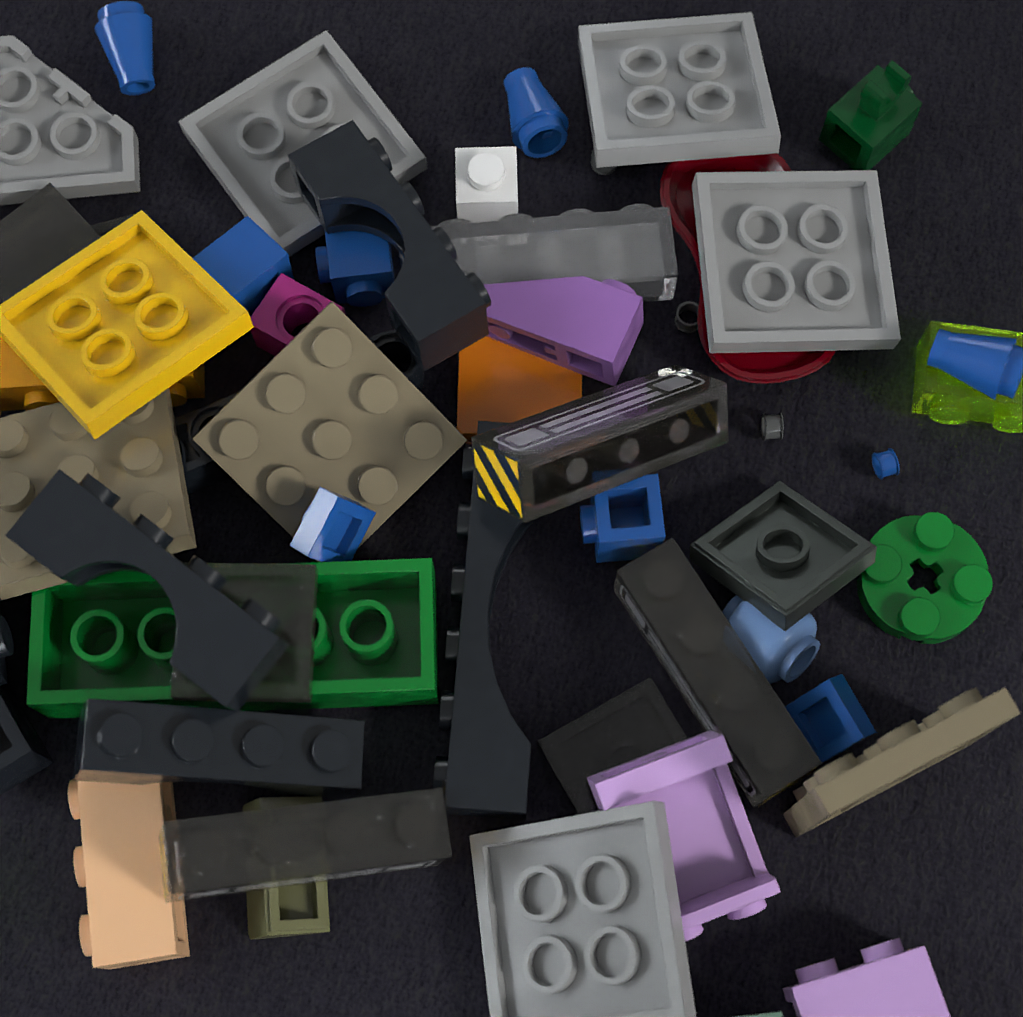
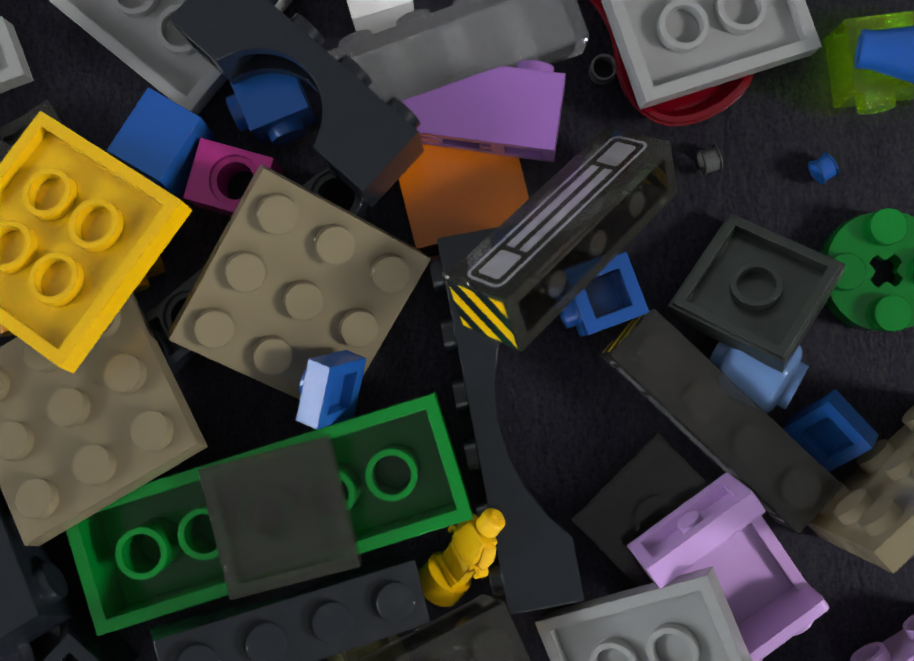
camera: 10 degrees left, 15 degrees up
(83, 537) = (258, 544): black arch -> none
(393, 759) = (471, 551): none -> yellow piece

